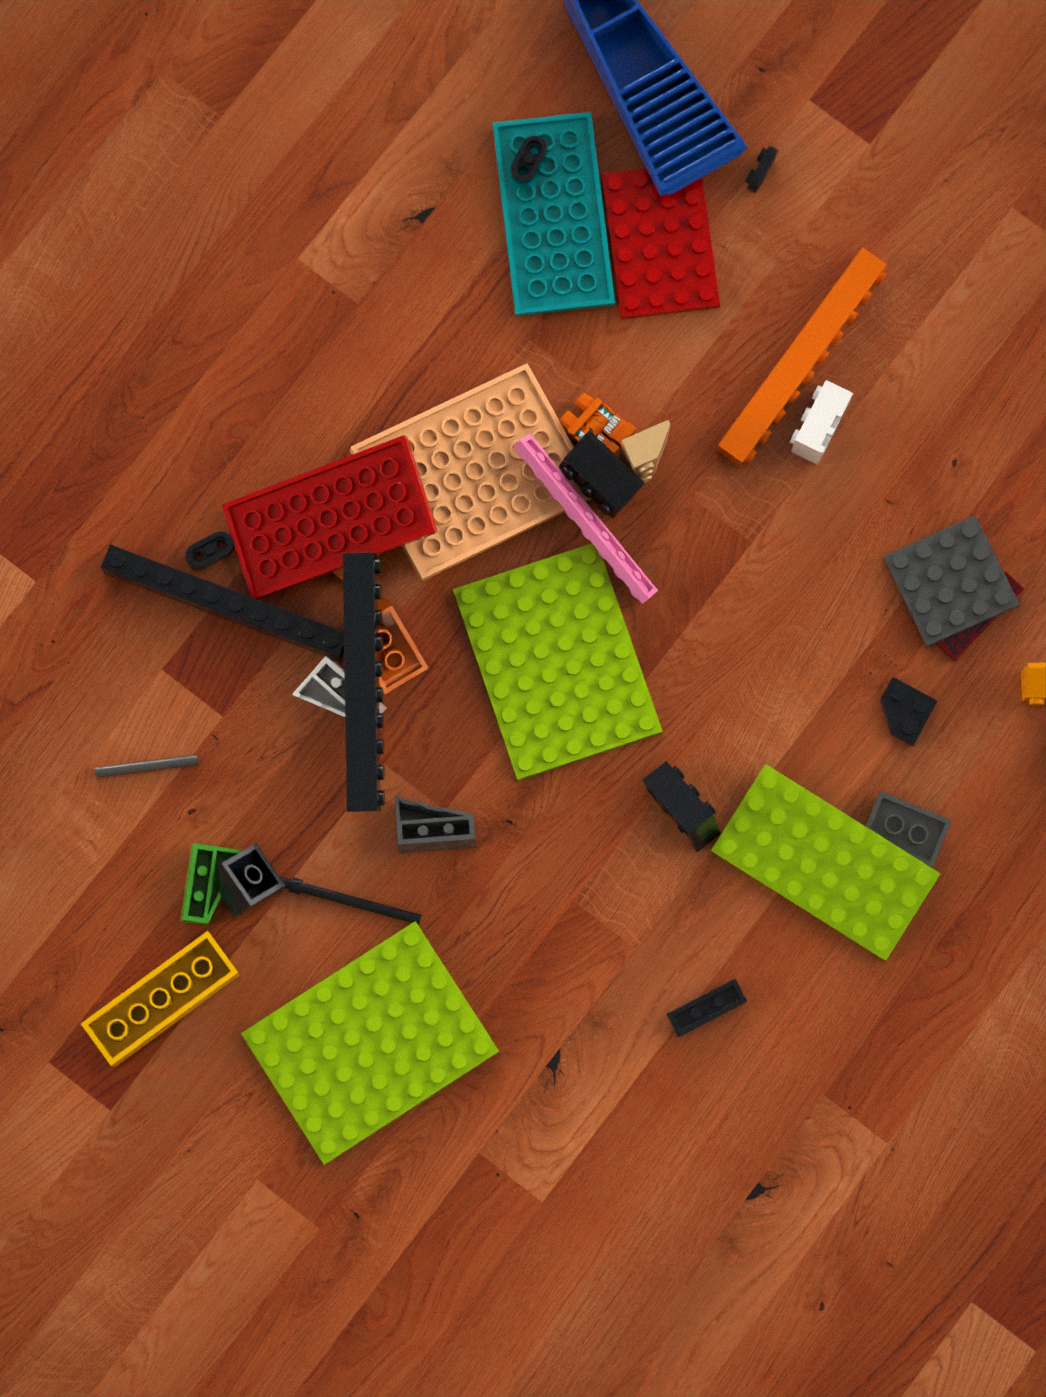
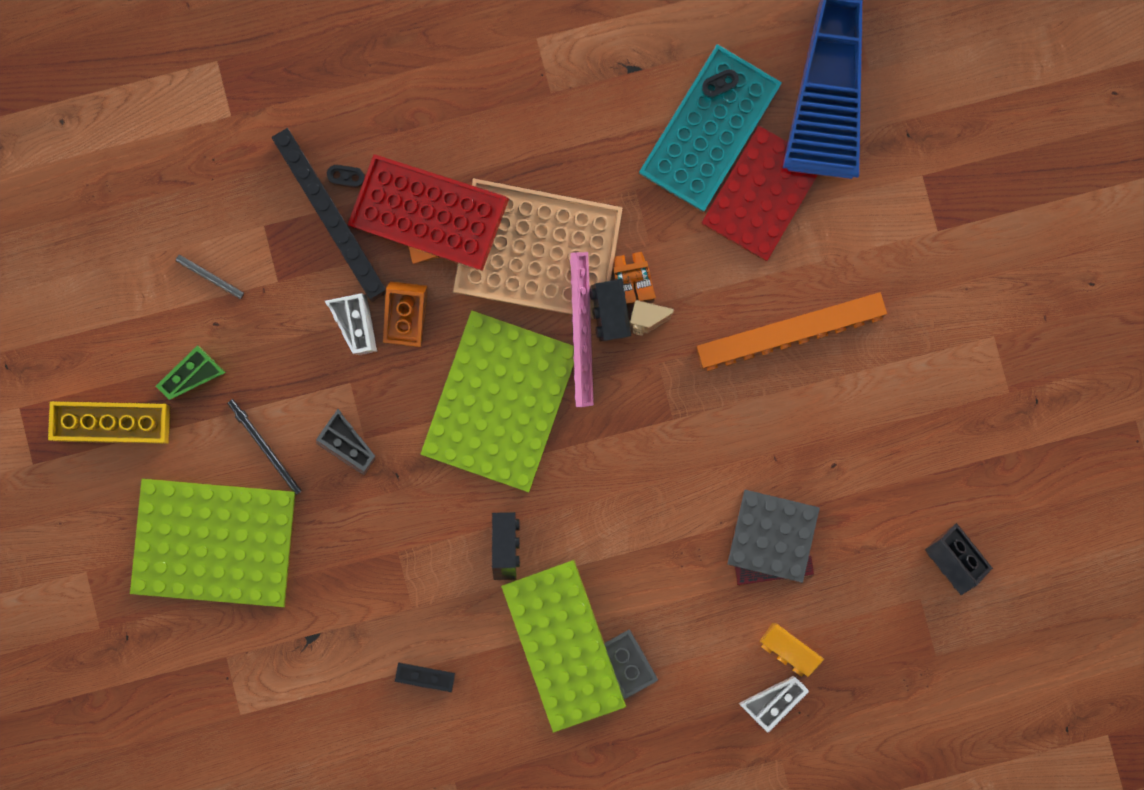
camera: 40 degrees right, 5 degrees up
(247, 880) = (212, 392): black slope -> none
(362, 682) = (369, 326): black brick -> none
(765, 160) = (851, 199): black plate -> none
(820, 421) = (771, 378): white wedge -> none
(906, 710) = (684, 592): black plate -> none

